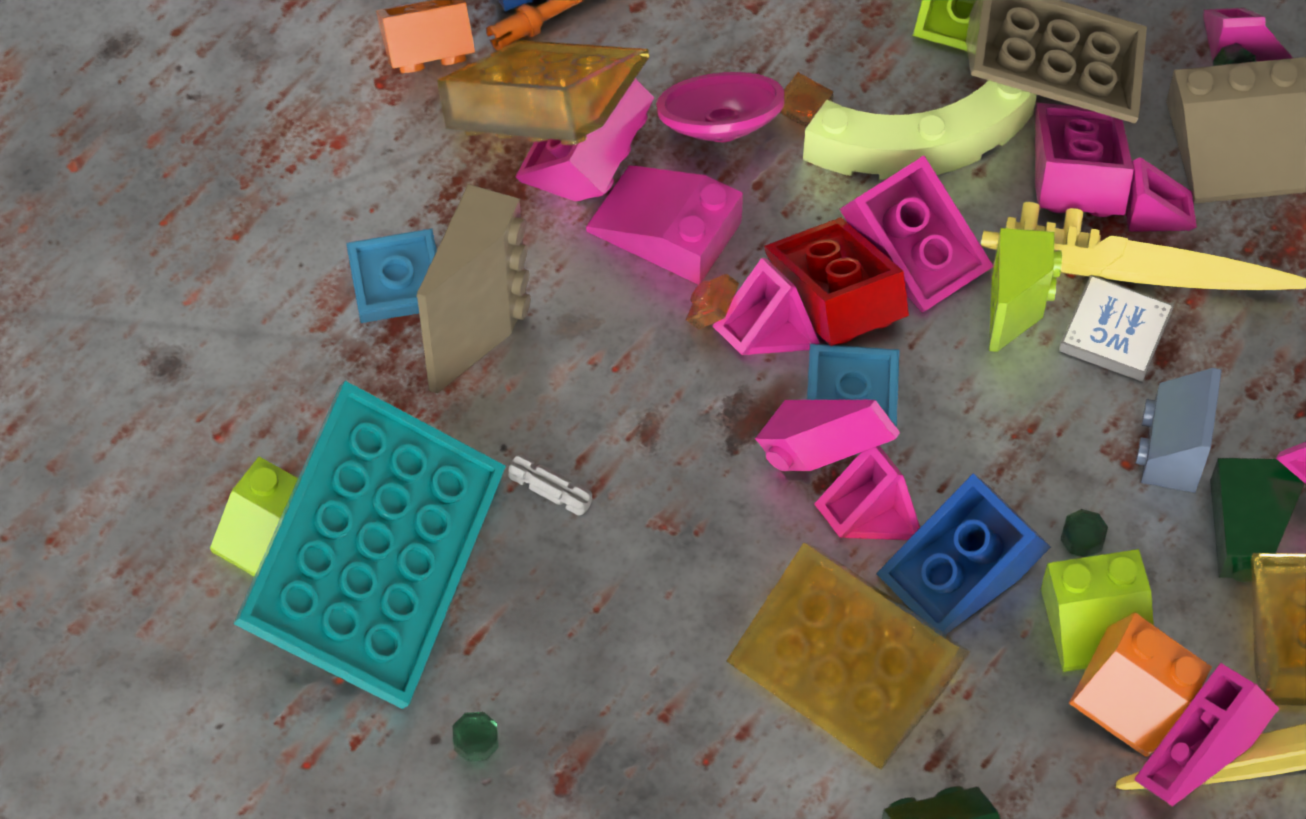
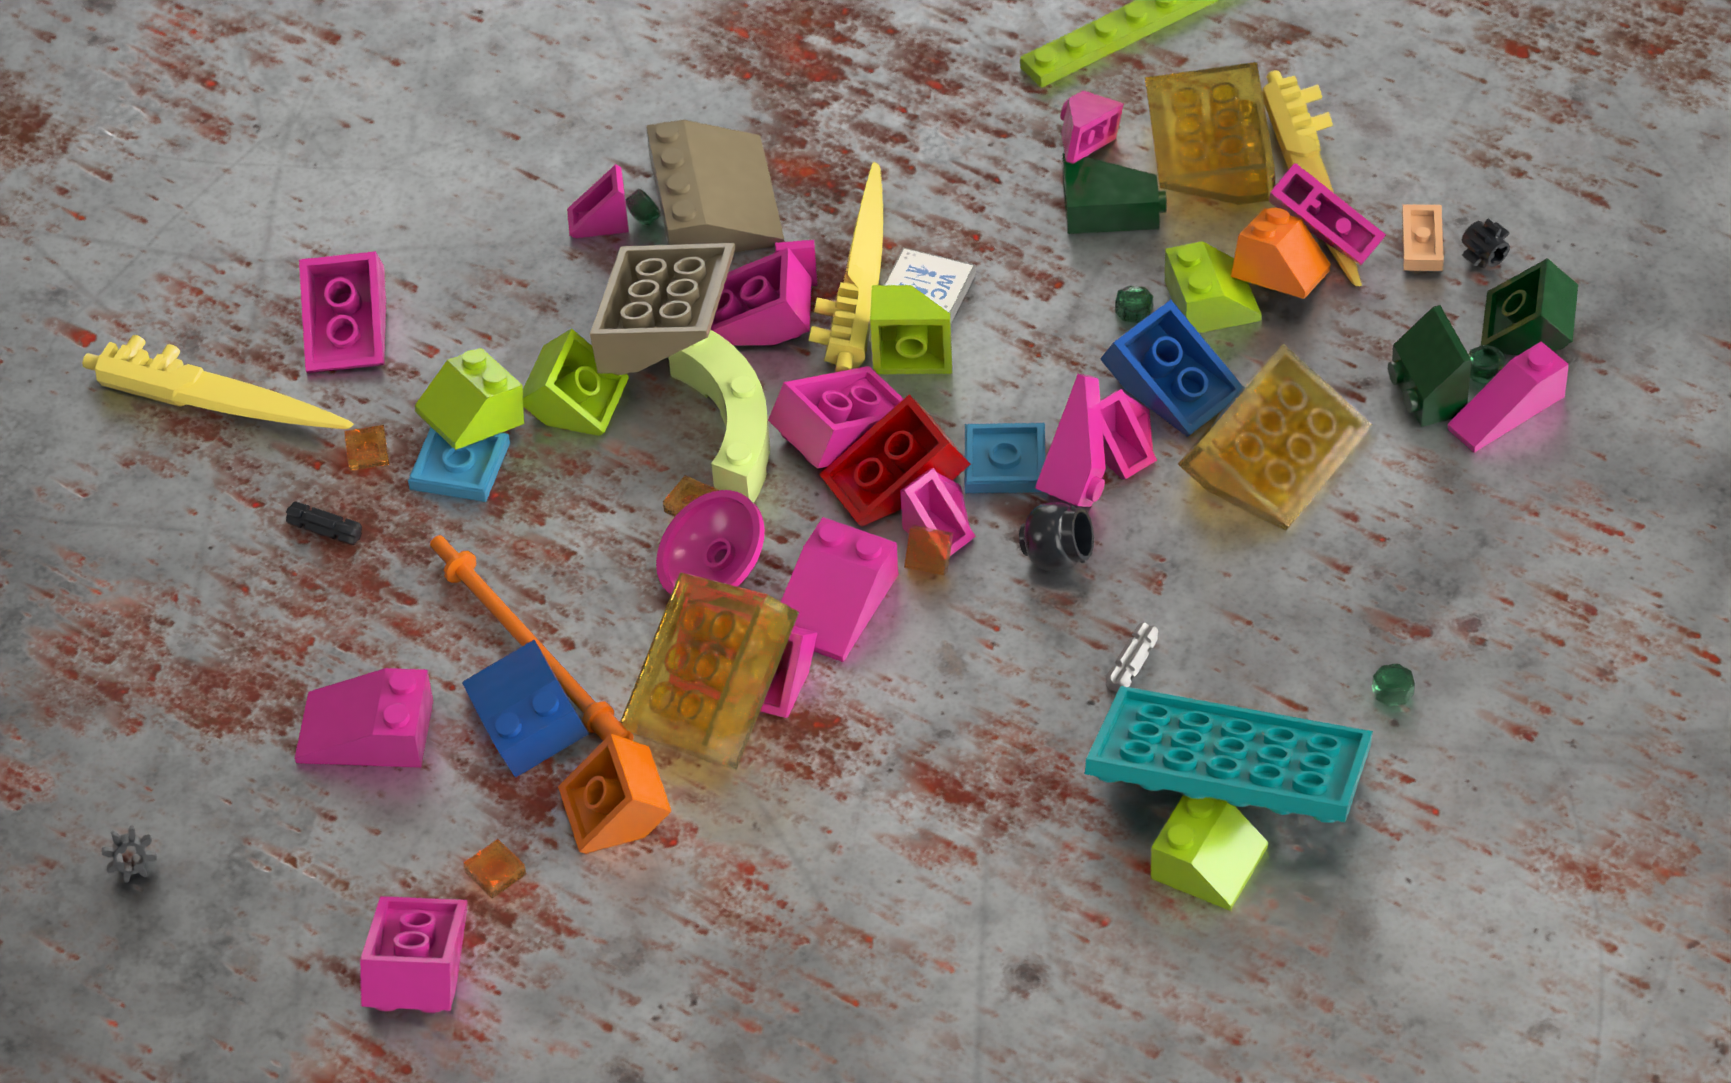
camera: 90 degrees left, 10 degrees down
(390, 272) = (910, 798): dark azure tile -> none
(473, 285) = (969, 681): dark tan slope -> none
(709, 415) = (1057, 536): none -> black piece
(1179, 430) = (1039, 228): sand blue slope -> none

